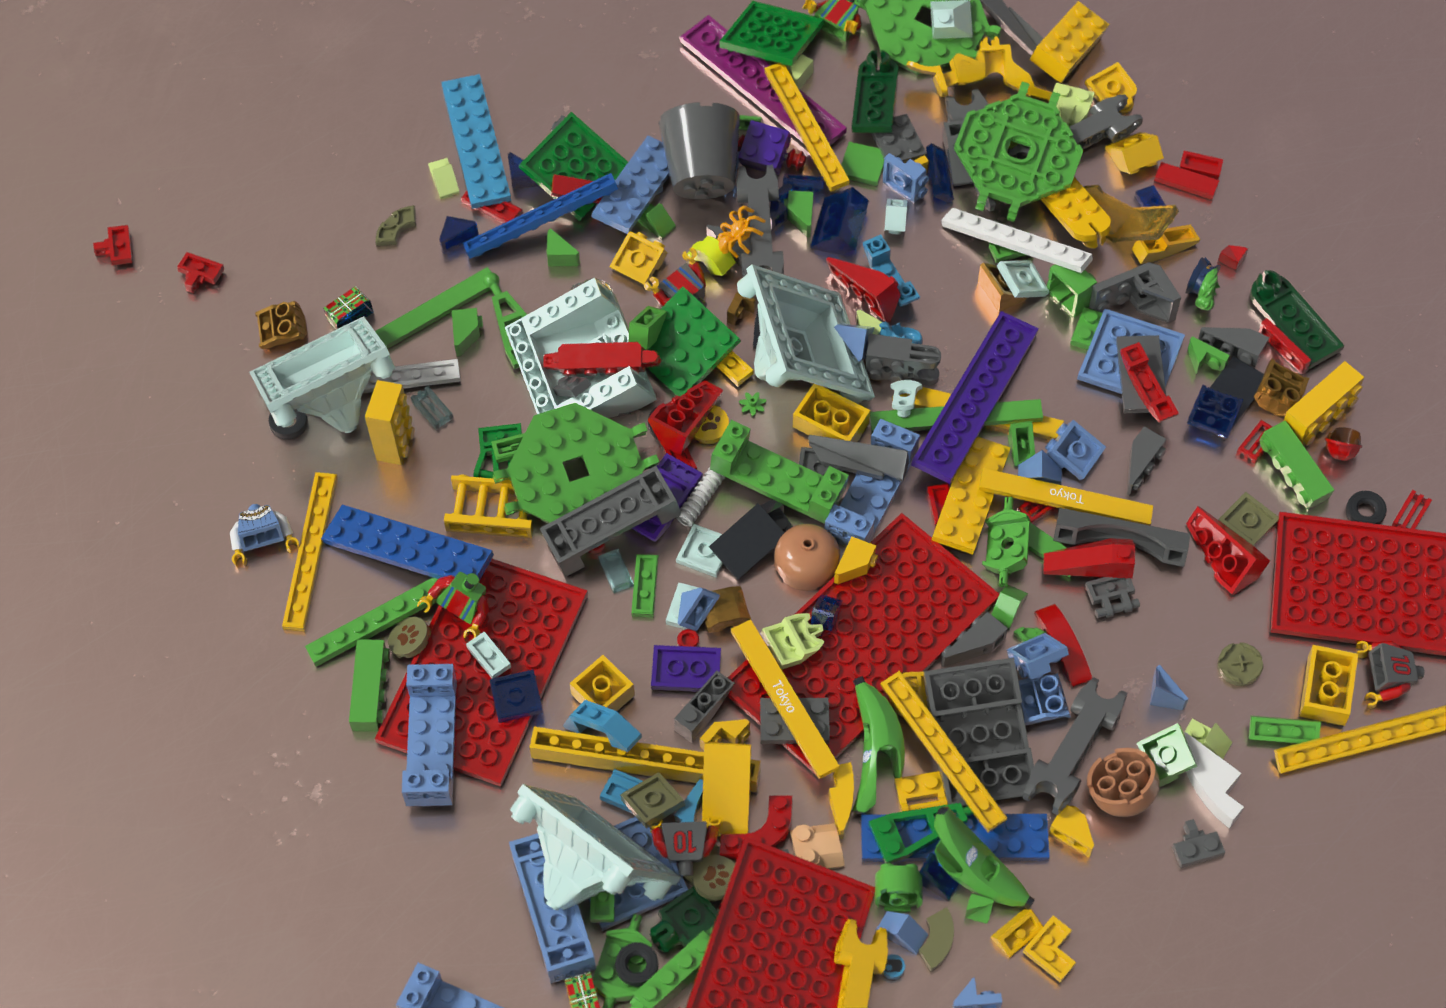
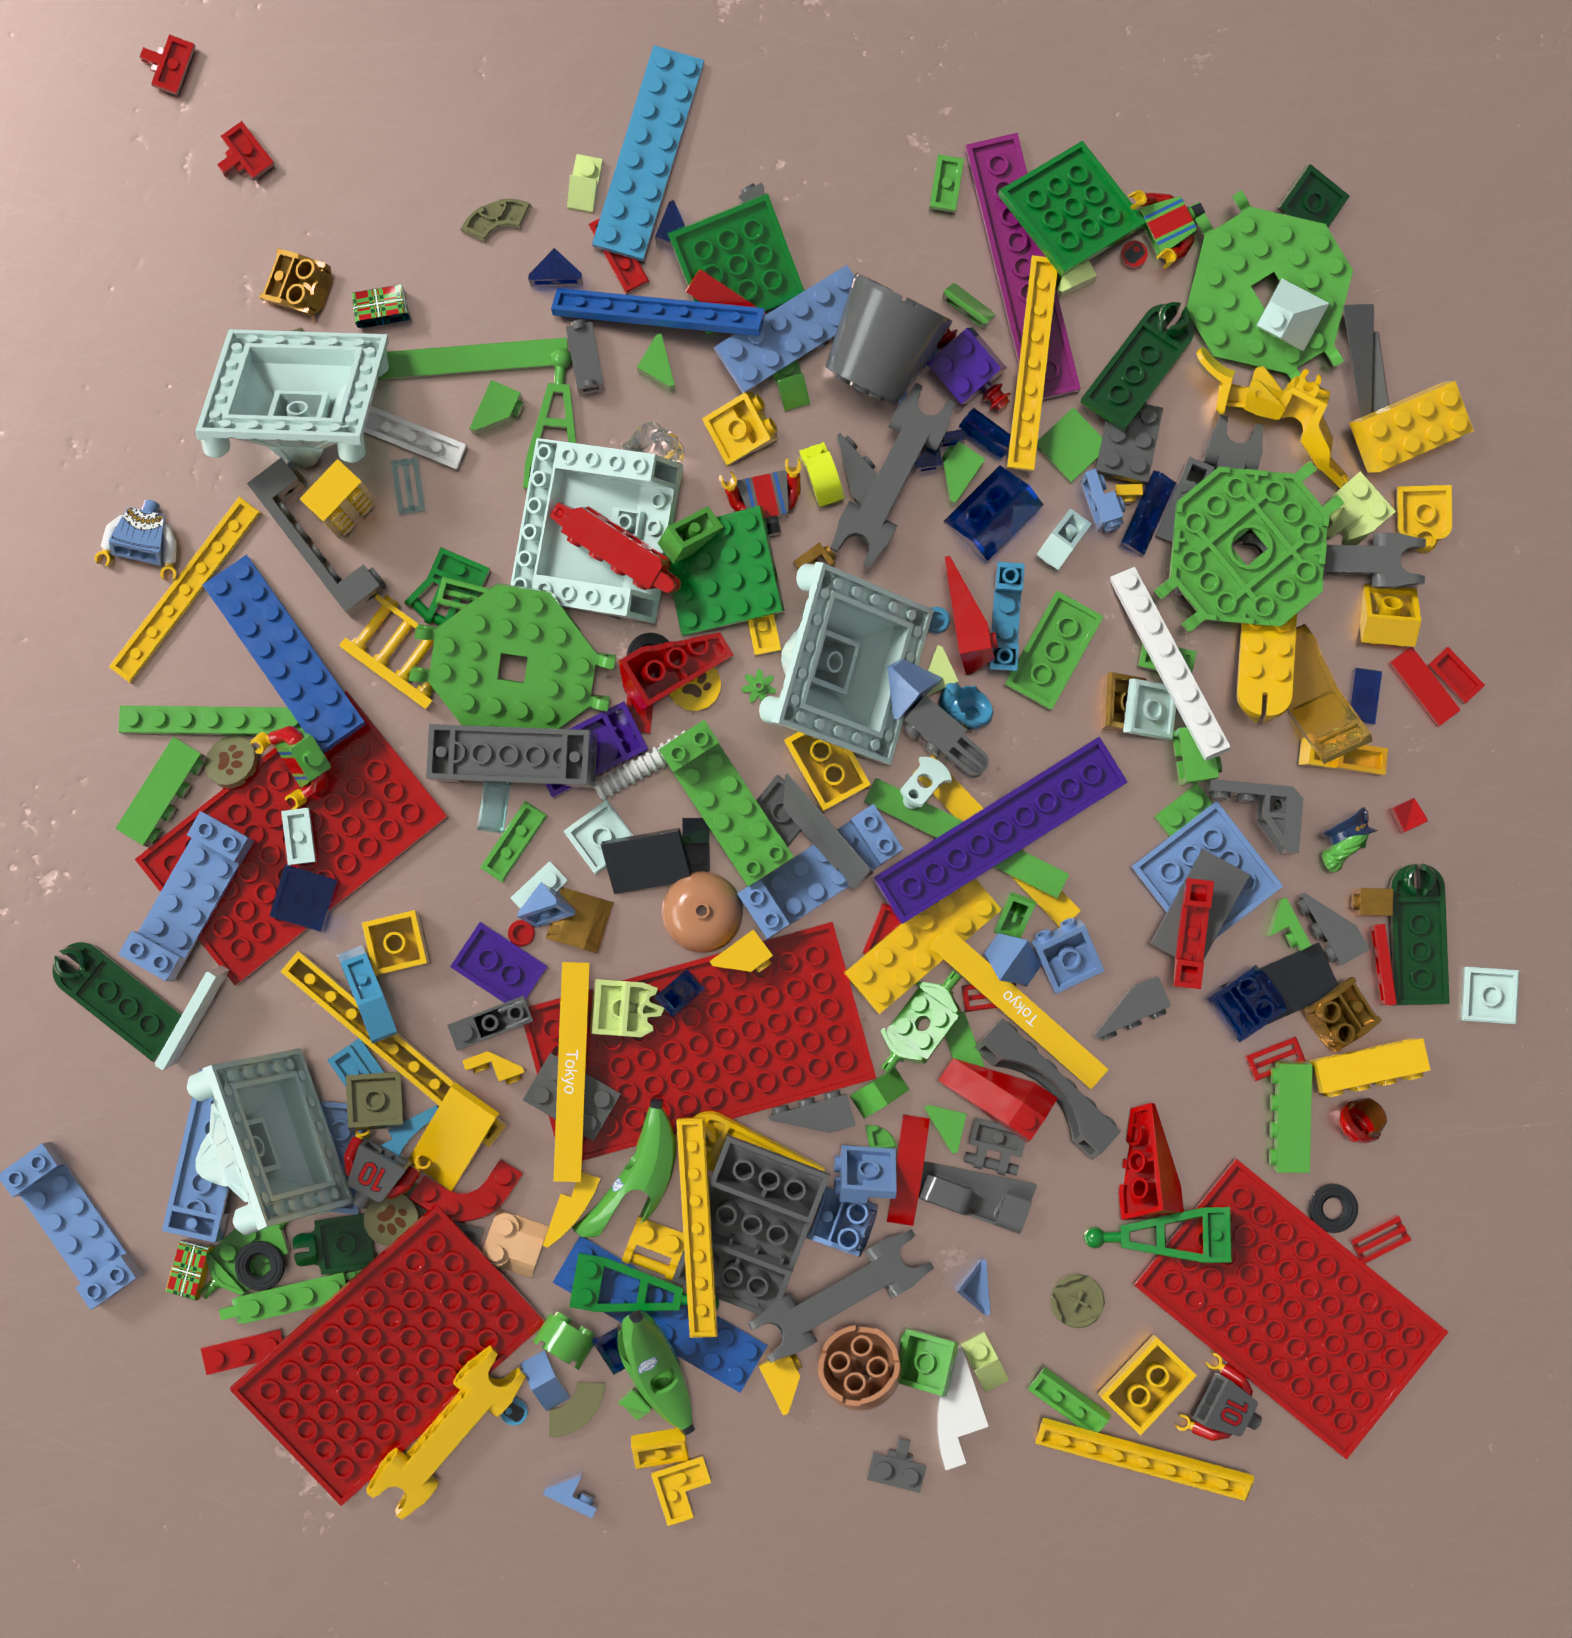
camera: 25 degrees right, 25 degrees up
(342, 455) = (273, 489): none -> dark grey plate
(416, 841) = (116, 998): none -> dark green plate
(481, 814) = (191, 1017): none -> light aqua tile
(510, 272) = (585, 356): none -> dark grey brick
(571, 386) = (564, 563): dark grey plate -> none
(682, 63) = (946, 183): none -> bright green plate
(739, 231) = (861, 475): light orange animal -> none
(827, 44) = (1134, 254): none -> red tile
(849, 303) = (939, 621): none -> dark azure tile
(935, 280) = (1054, 650): none -> bright green plate
(1069, 597) = (949, 1125): none -> bright green slope
(1127, 631) = (977, 1194): none -> dark grey panel
(1249, 313) = (1373, 902): none -> pearl gold brick
(1249, 519) = (1199, 1145): olive tile -> none
(1300, 558) = (1216, 1235): none -> green plate
(1365, 330) = (1489, 995): none -> light aqua tile

